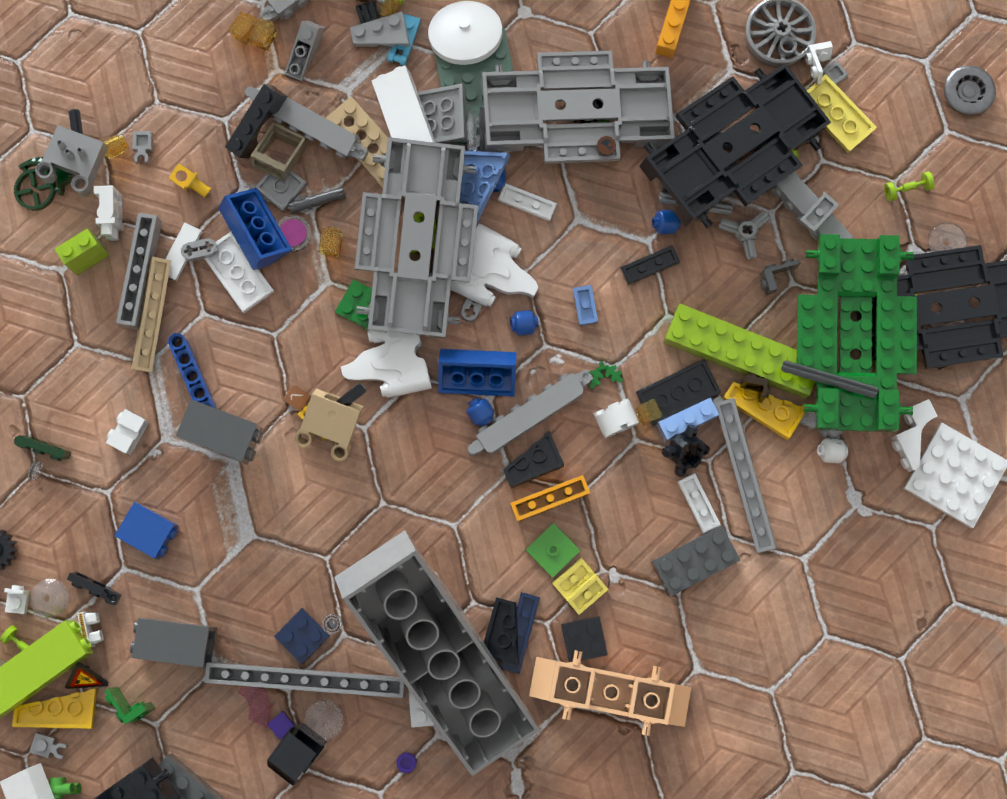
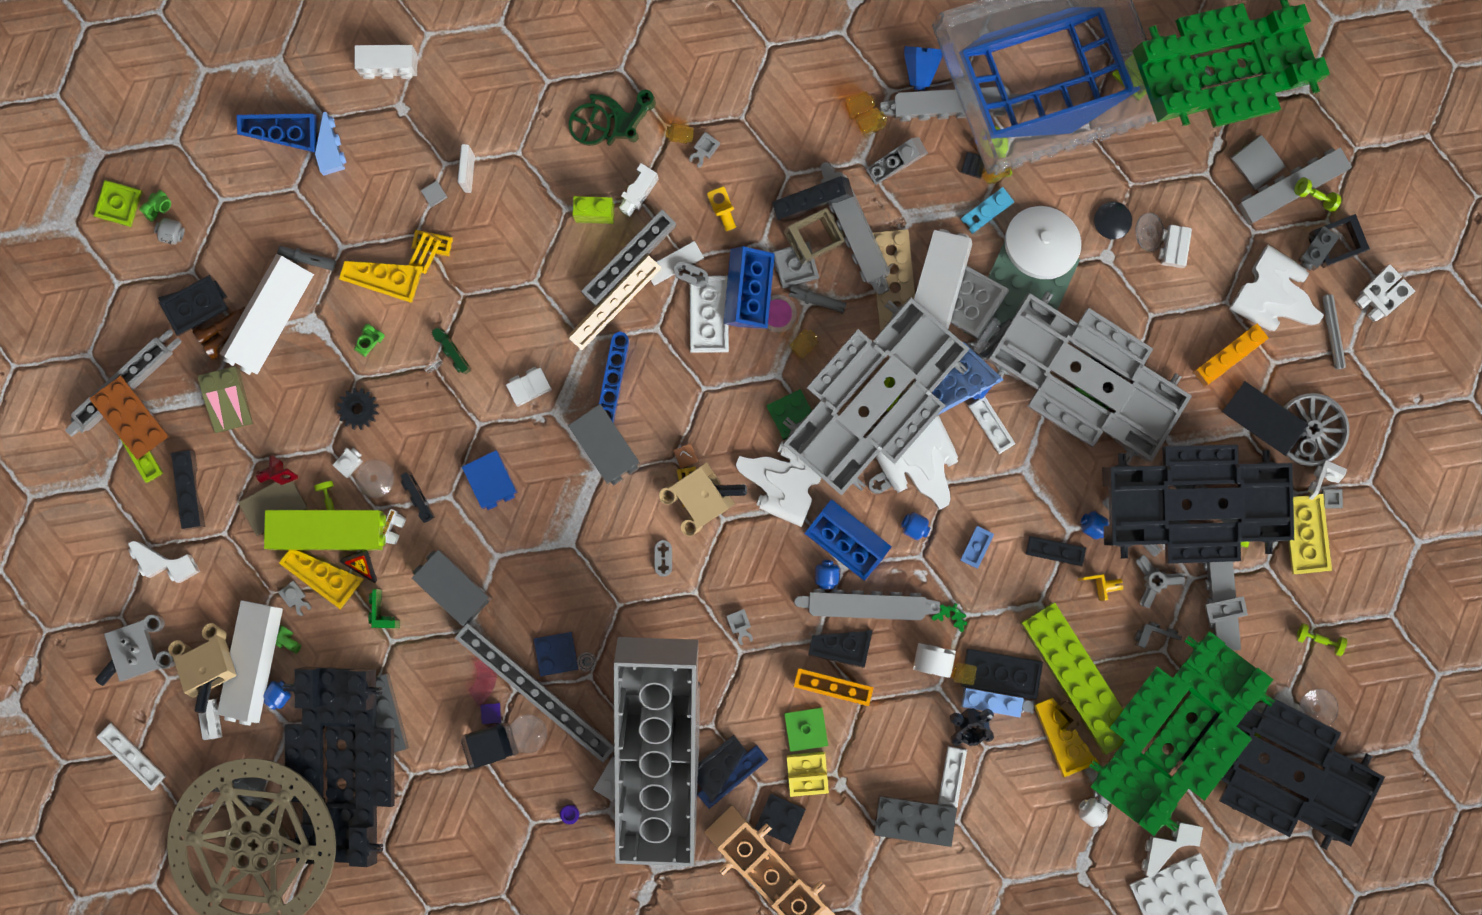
camera: 35 degrees right, 5 degrees up
(74, 154) = (642, 121): light grey piece -> none
(340, 491) = (658, 558): none -> light grey beam
(382, 31) = (974, 192): light grey wing -> none
(437, 502) = (739, 623): none -> light grey plate
(606, 146) = (1088, 428): reddish brown tile -> none
(707, 265) = (1104, 586): none -> yellow bracket
(738, 46) = (1265, 418): none -> black tile
(746, 475) = (1006, 781): light grey plate -> none
(830, 379) = (1129, 754): dark grey axle -> none
(967, 93) = (1435, 594): flat silver wheel -> none

